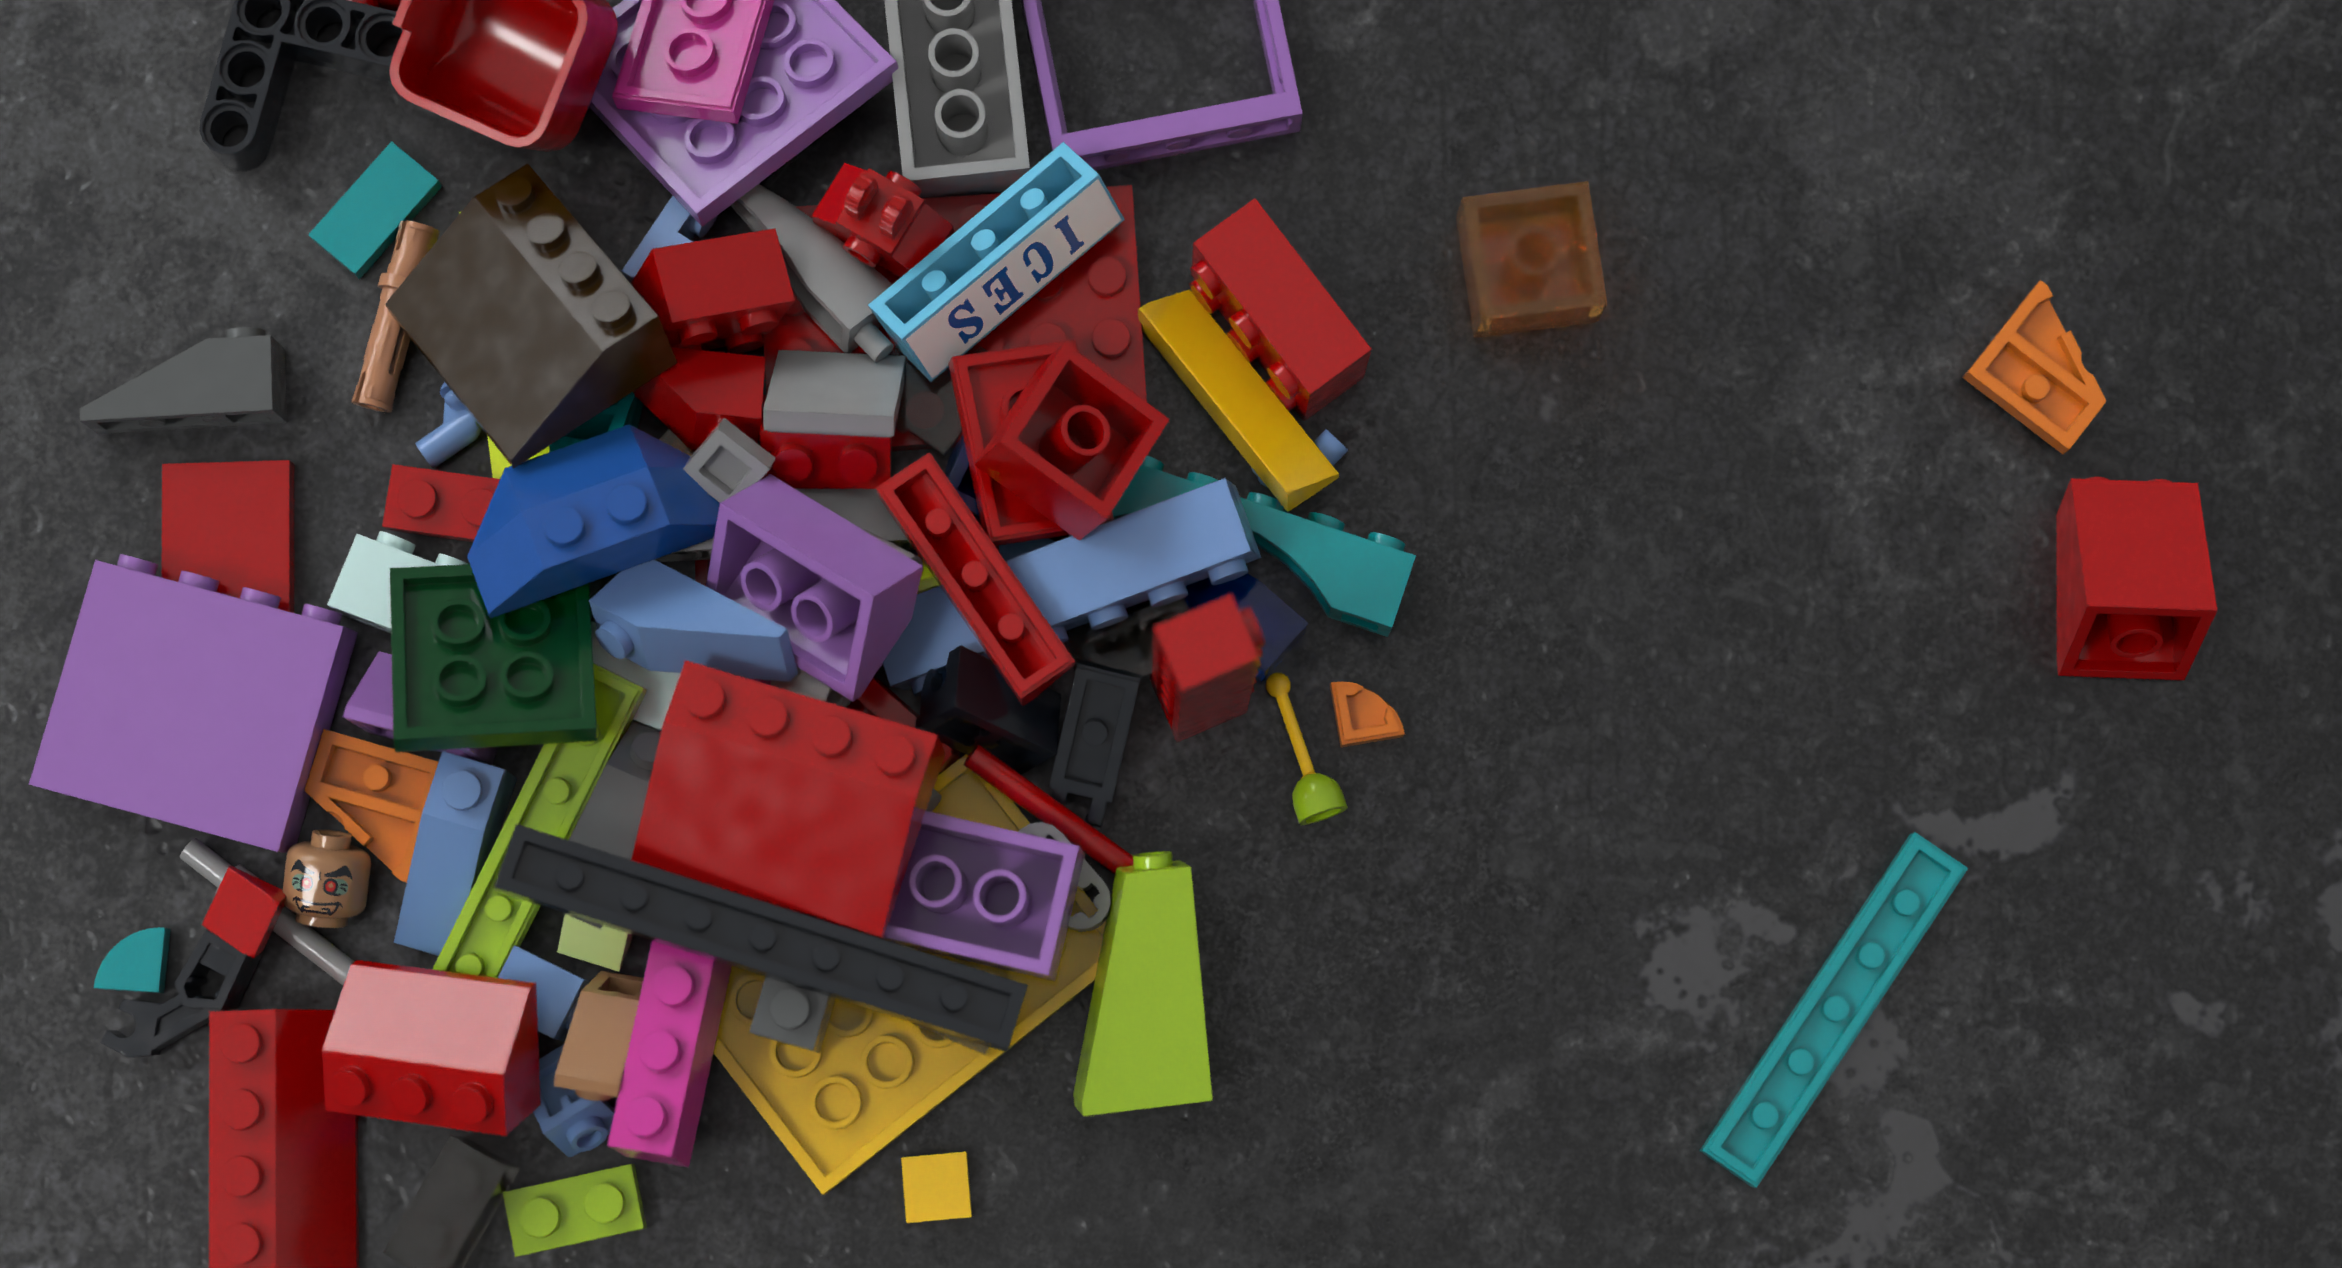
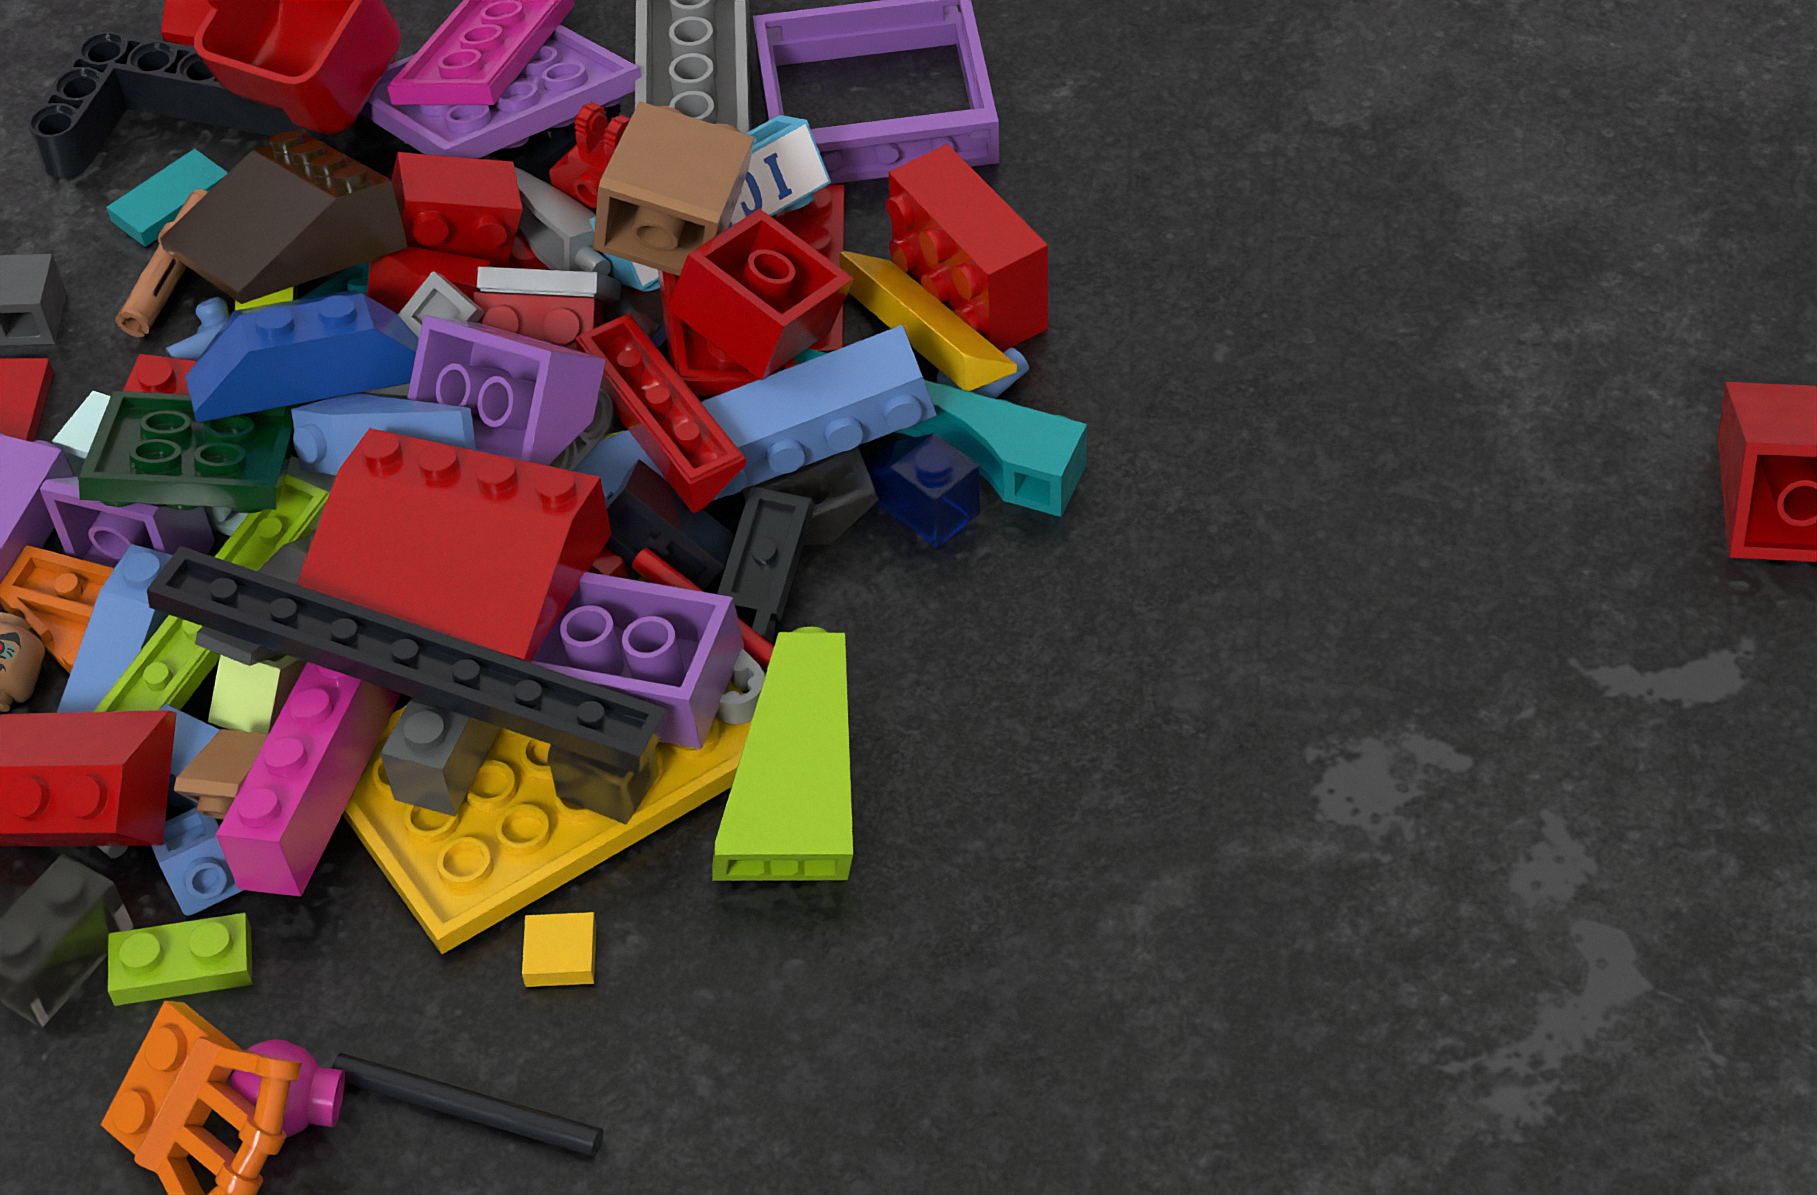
camera: 10 degrees right, 30 degrees down
(970, 306) = (669, 187): none -> medium nougat slope
(1206, 666) = (865, 425): red brick -> none
(1315, 795) = (982, 625): hinge -> none
(1363, 715) = (1033, 572): orange tile -> none
(1531, 259) = (1204, 226): clear orange brick -> none
(1833, 1010) = (1510, 827): teal tile -> none
(2039, 373) = (1688, 324): orange wing -> none

